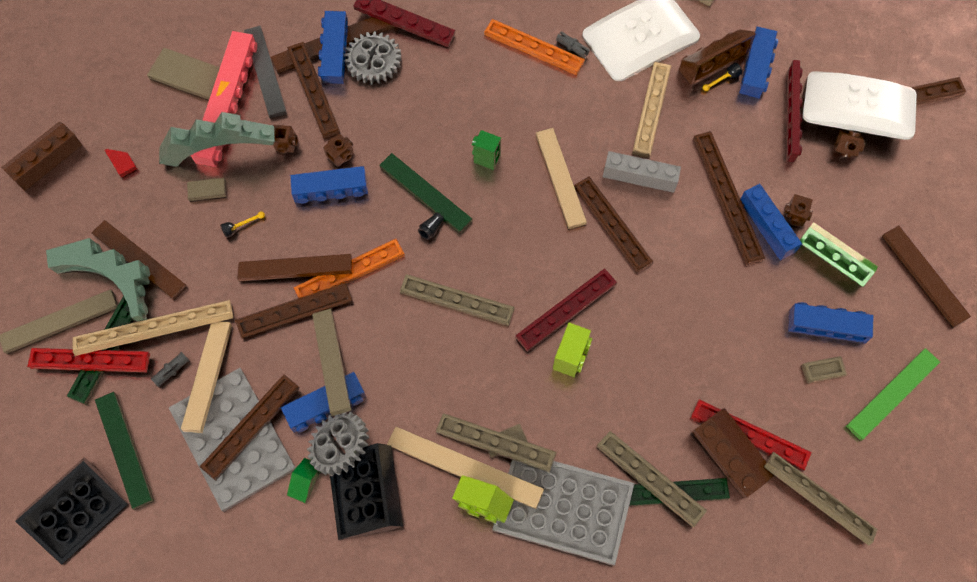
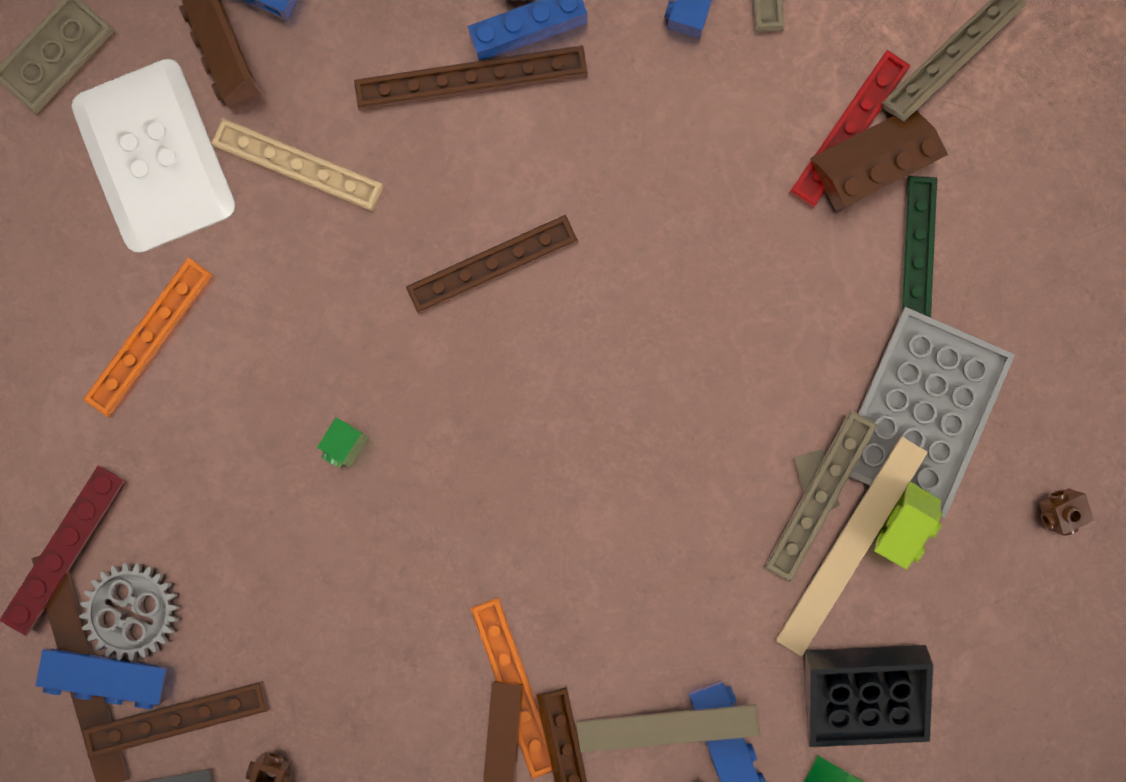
camera: 80 degrees left, 15 degrees up
(326, 452) = (810, 750): light grey gear -> none
(329, 184) = (362, 707): blue brick -> none
(339, 149) = (312, 686): reddish brown brick -> none
(426, 193) = (395, 552): dark green tile -> none
(430, 226) = (459, 551): black cone -> none
(457, 300) = (585, 524): dark tan tile -> none
(561, 178) = (400, 332): tan tile -> none
(565, 310) = (626, 359): dark red plate -> none
(571, 350) = (699, 361): lime brick -> none
(572, 44) = (157, 271): dark grey pin -> none
(641, 171) = (413, 203): light grey brick -> none
(652, 479) = (898, 281): dark tan tile -> none
(733, 71) = (250, 21): hinge -> none

